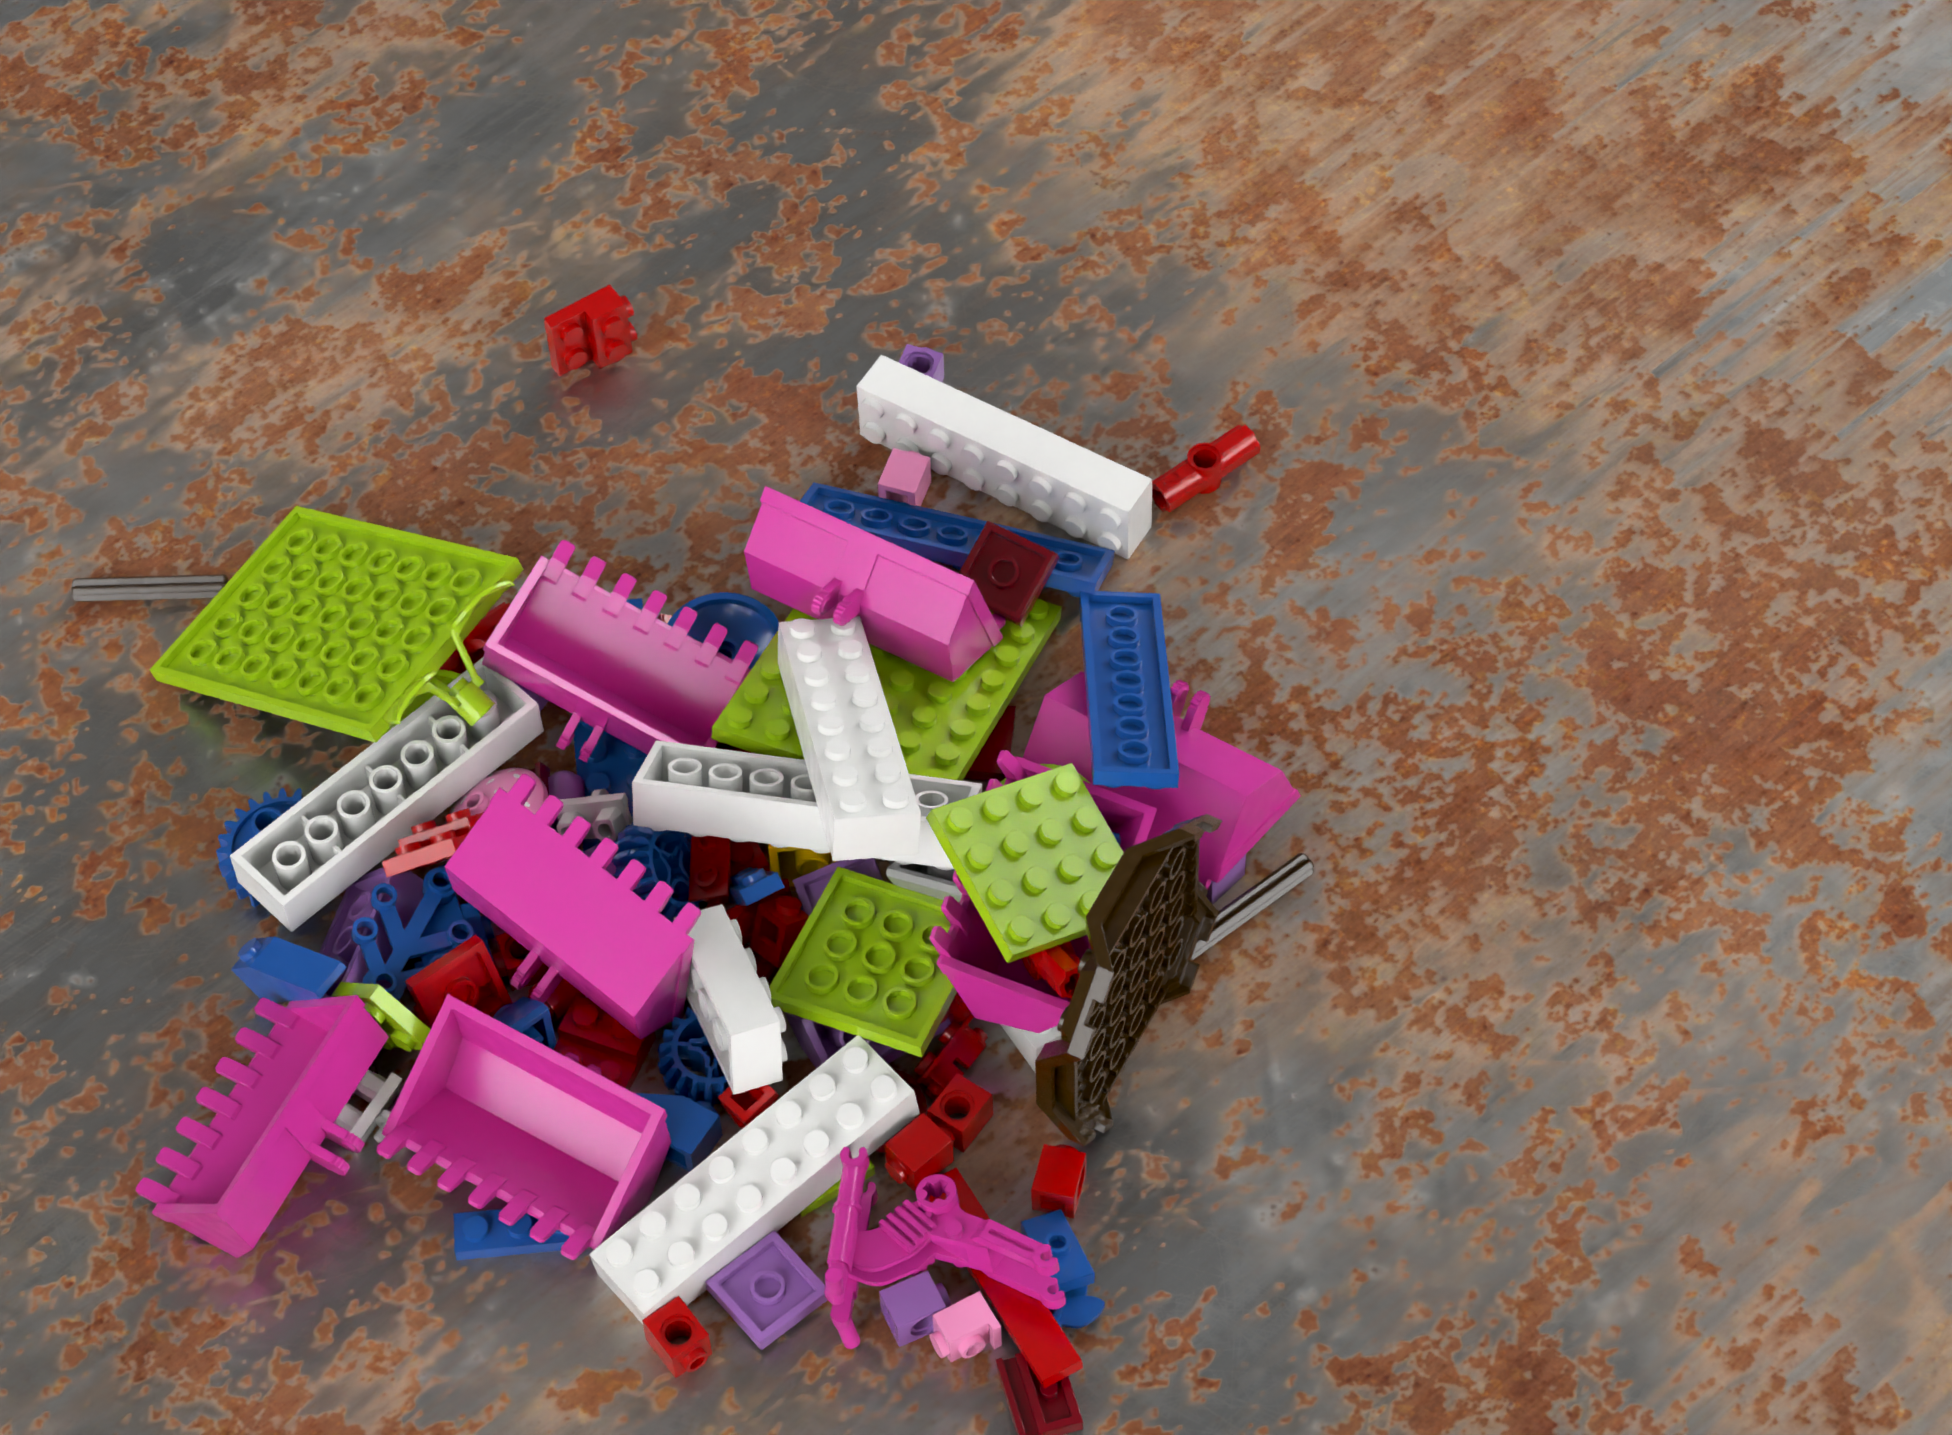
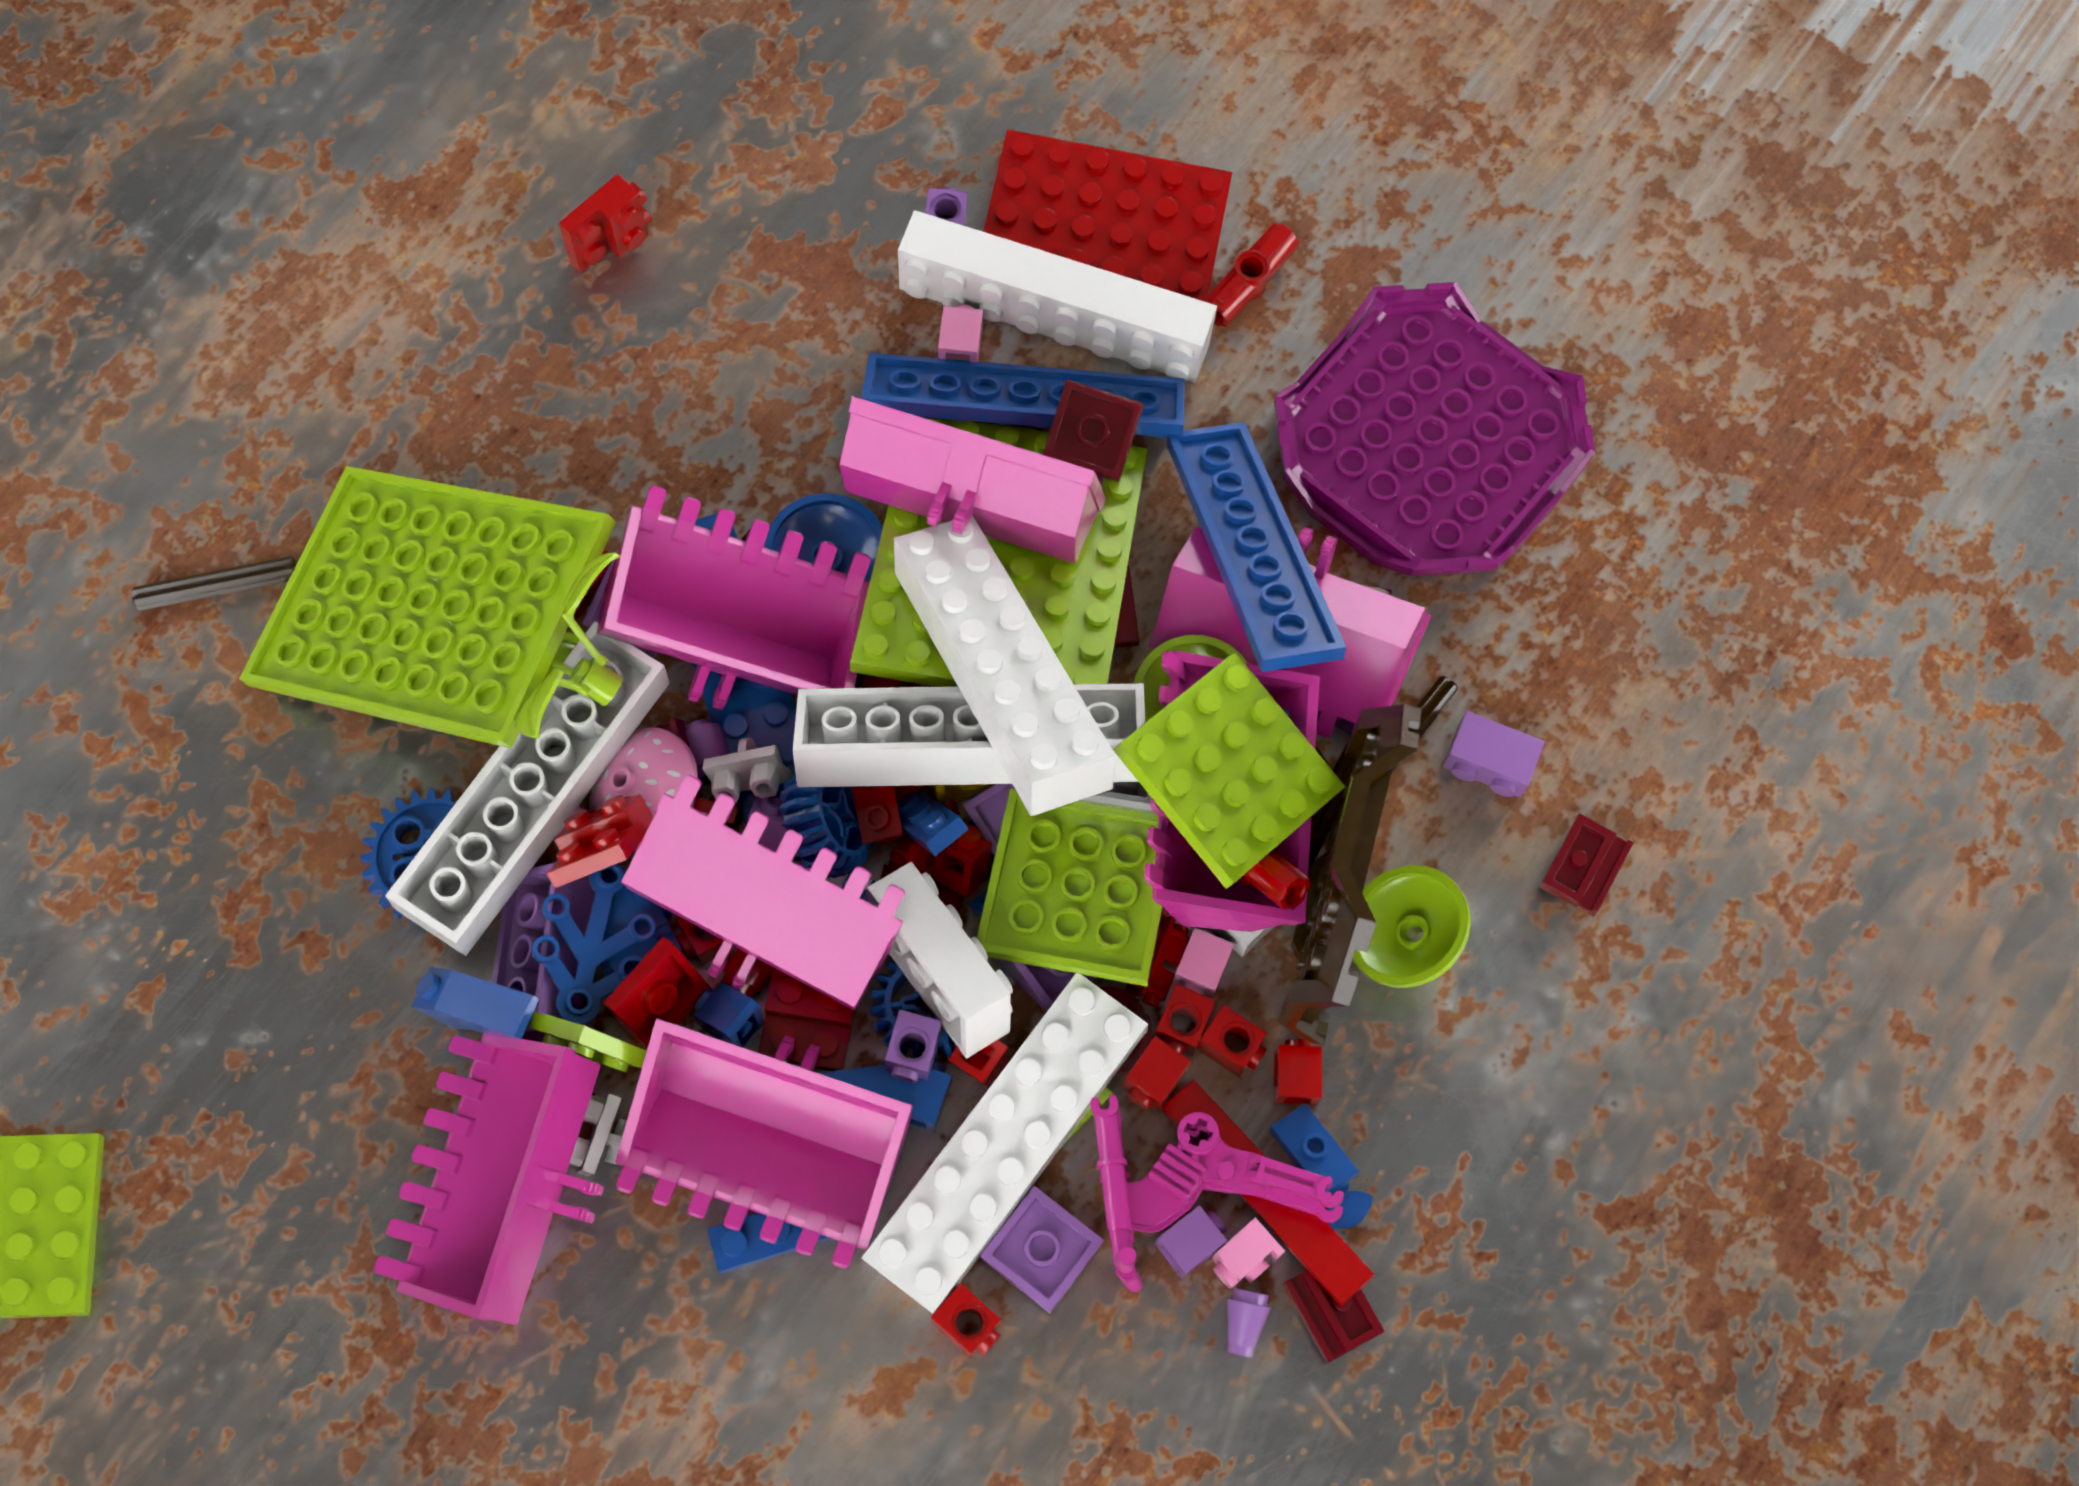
camera: 20 degrees left, 15 degrees up
(682, 1061) = (917, 1028): none -> medium lavender brick
(949, 1388) = (1246, 1320): none -> medium lavender cone
(994, 1063) = (1203, 962): none -> bright pink brick
(1002, 1123) = (1227, 1023): none -> red brick
(1087, 390) = (1111, 209): none -> red plate
(1201, 1063) = (1407, 903): none -> lime dish
(1332, 930) = (1493, 755): none -> medium lavender brick
(1346, 636) = (1431, 435): none -> magenta plate
(1400, 1045) = (1586, 864): none -> dark red plate

